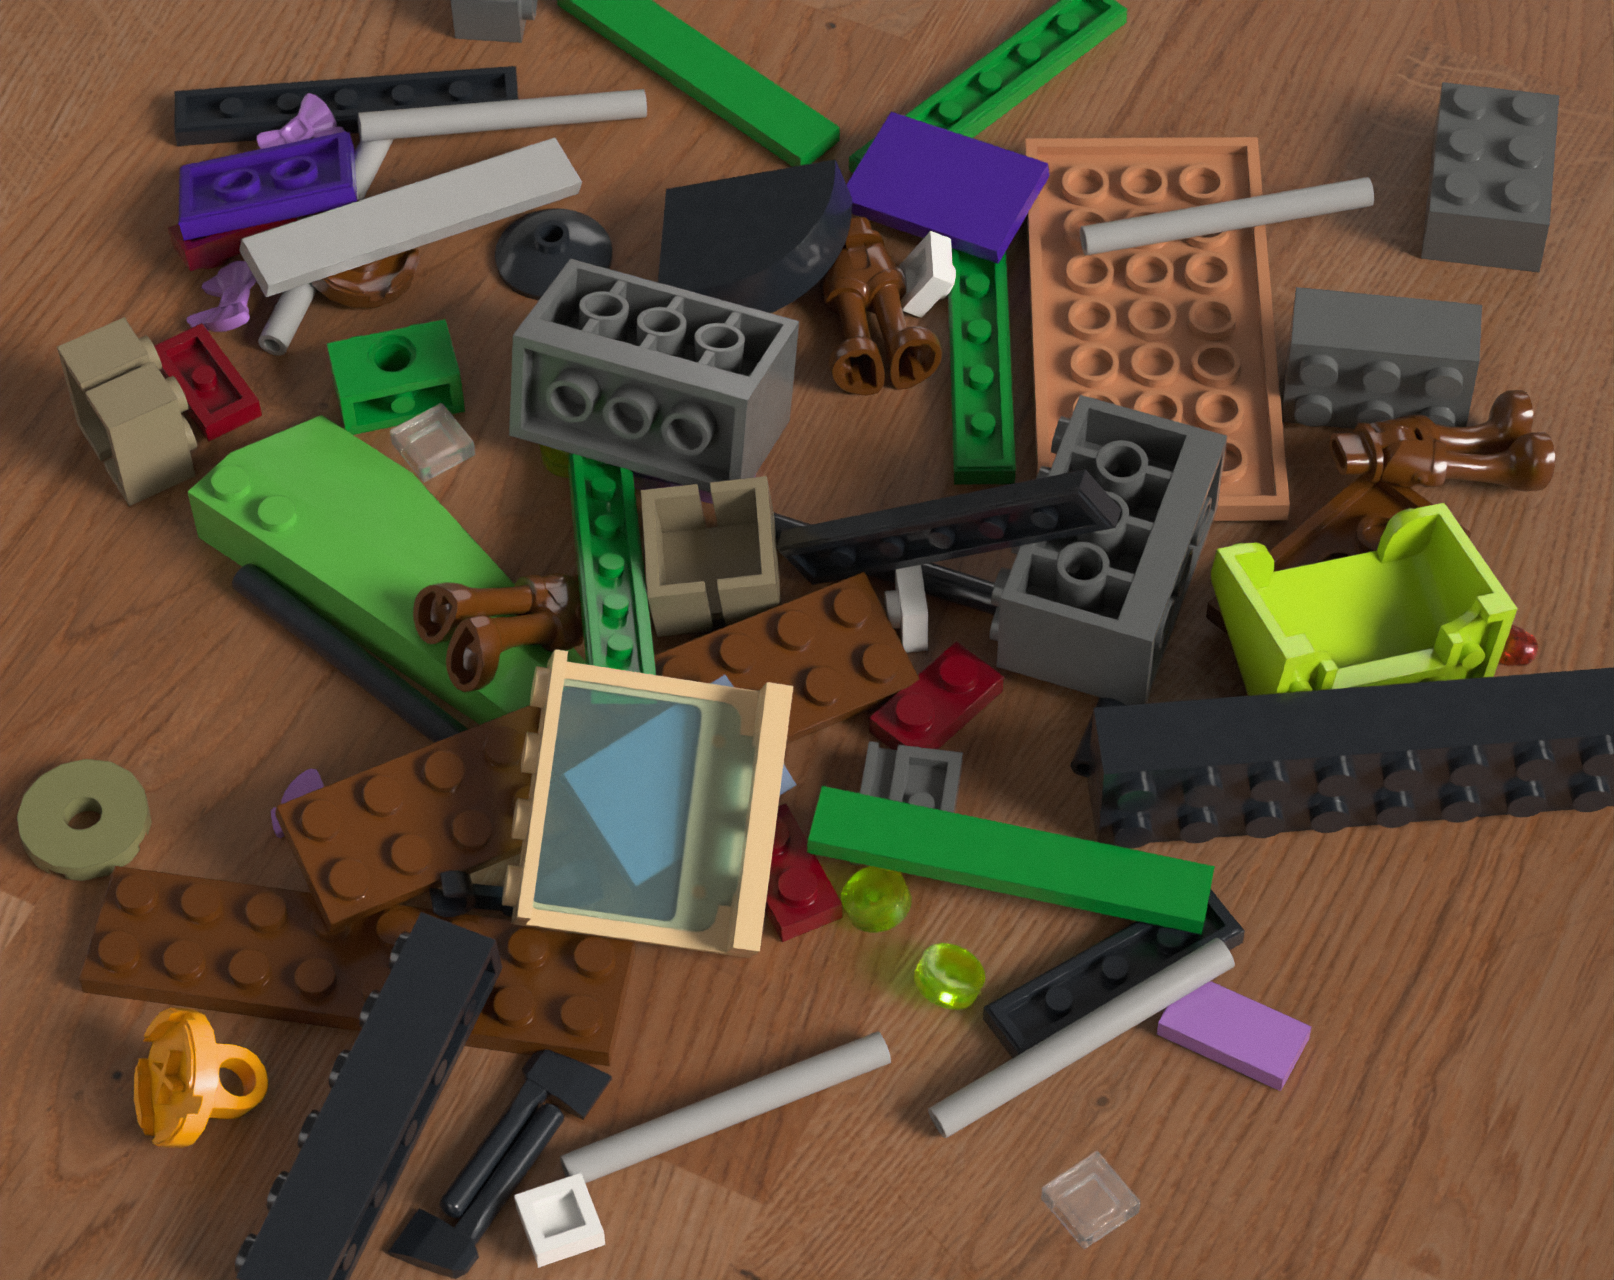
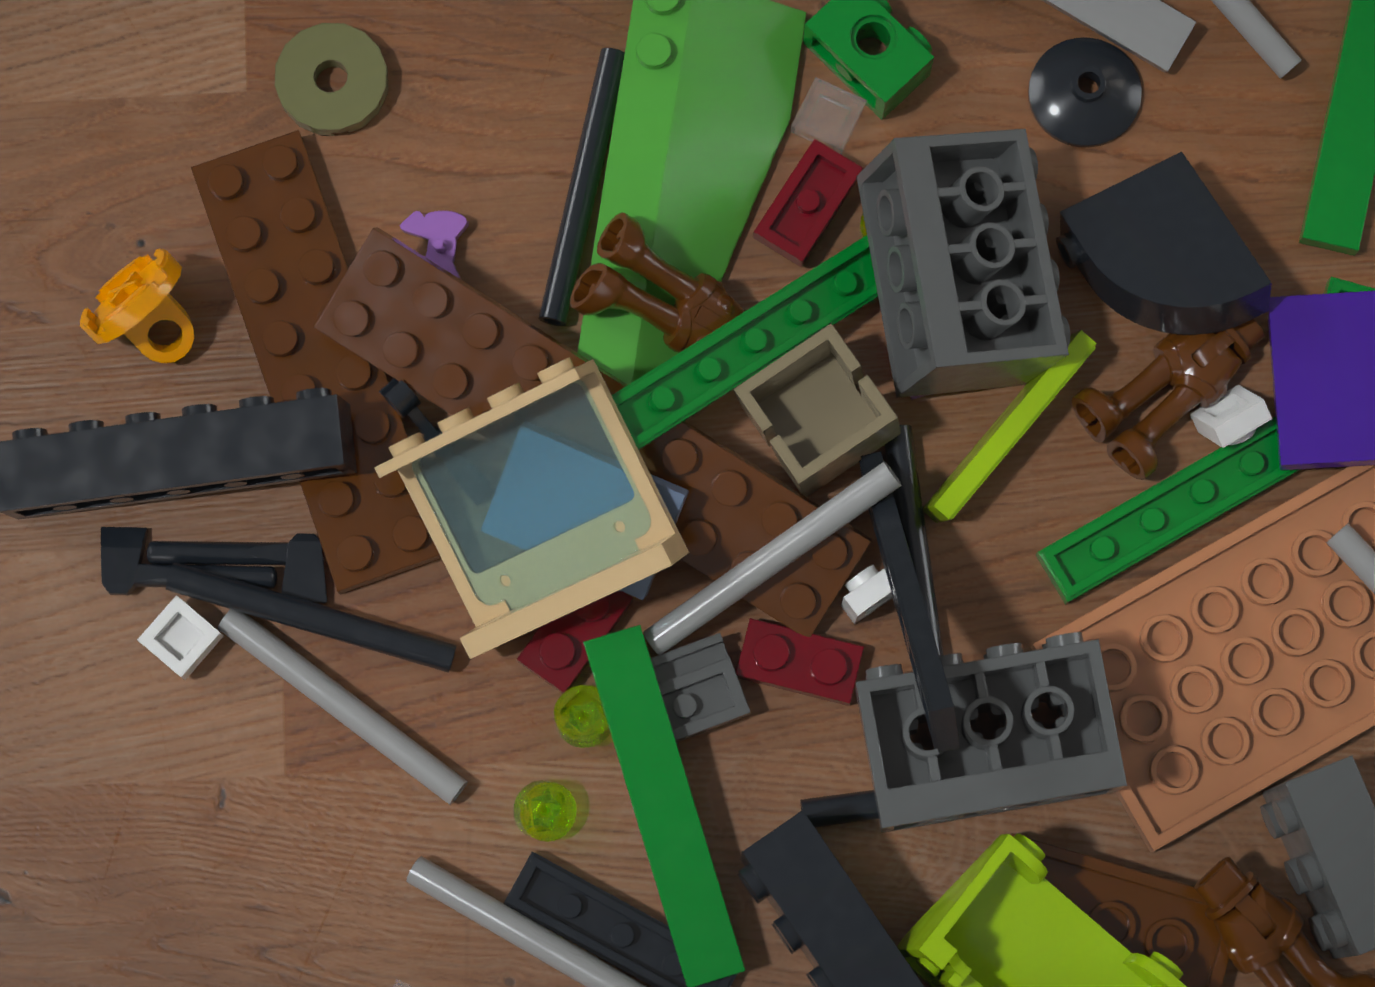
camera: 60 degrees right, 25 degrees up
(504, 490) = (807, 203): none -> dark red plate
(616, 1089) = (311, 617): none -> black piece
(829, 440) = (1006, 431): none -> lime tile
(829, 643) = (772, 558): none -> light grey piece

